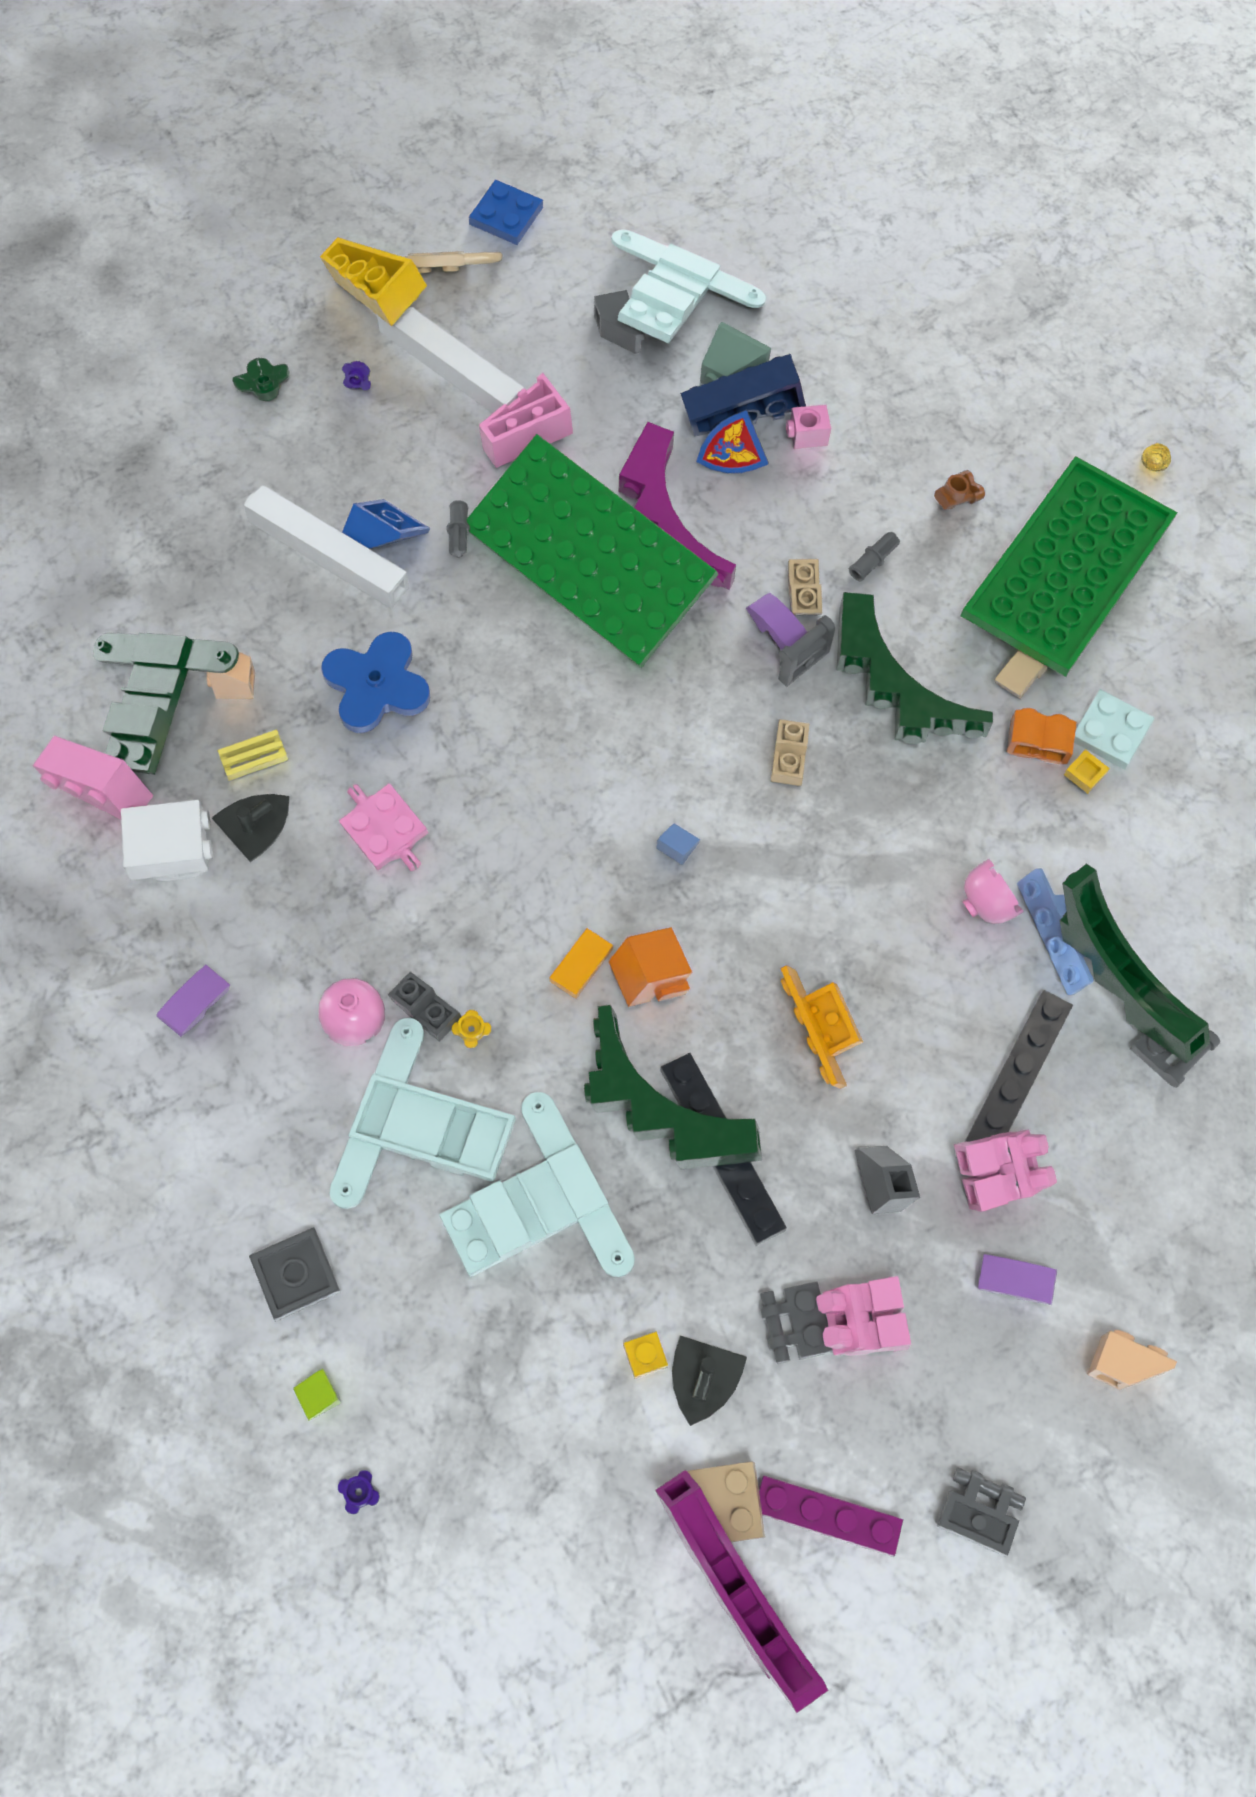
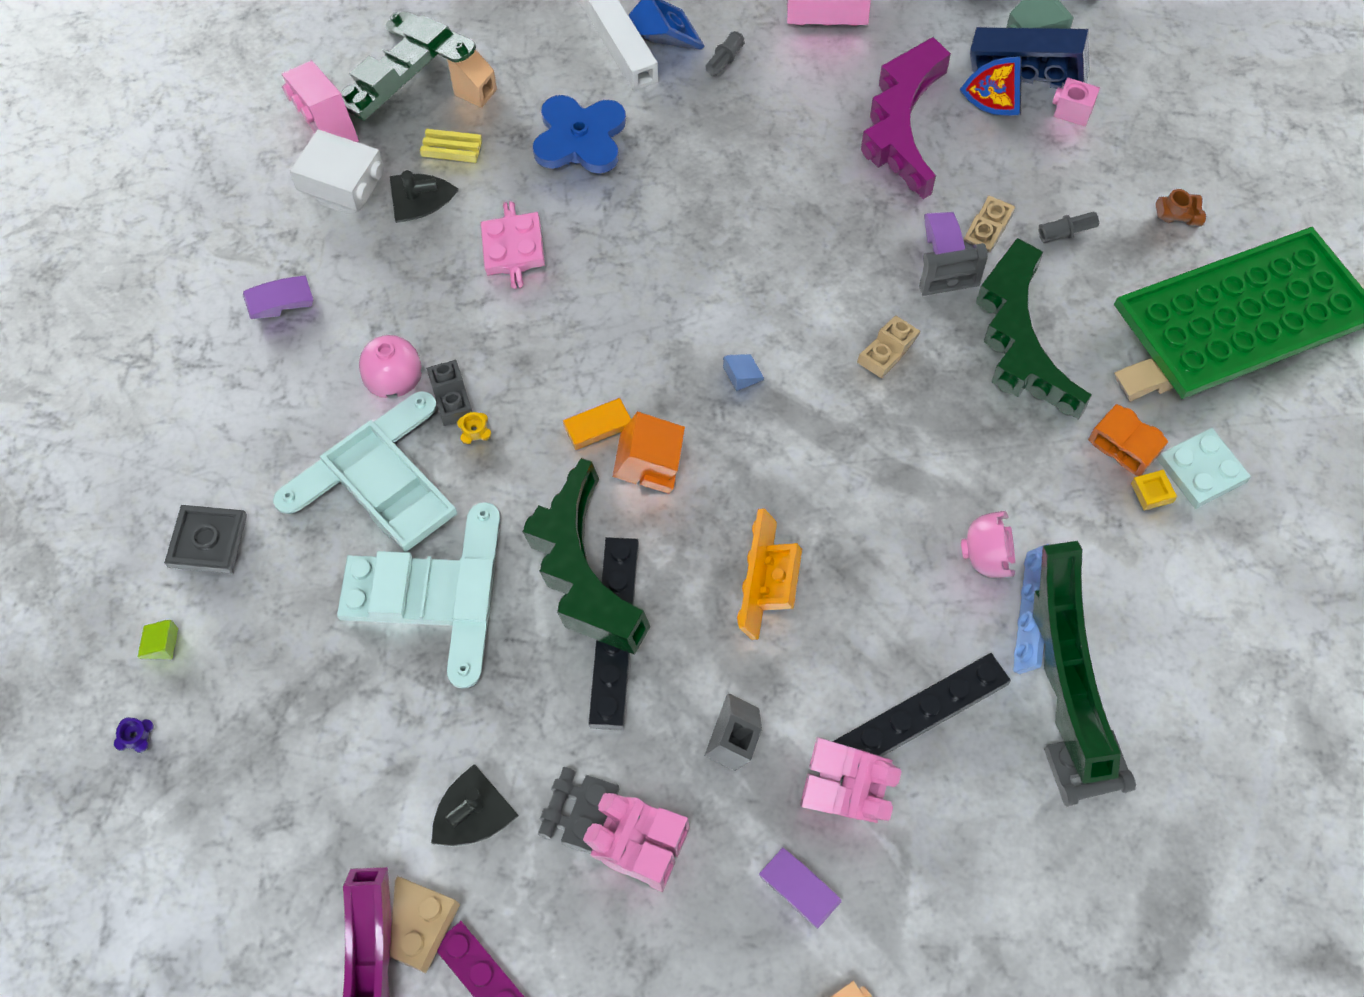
camera: 35 degrees right, 5 degrees down
(590, 550) = (820, 114): green plate -> none
(645, 1355) = (433, 762): yellow plate -> none

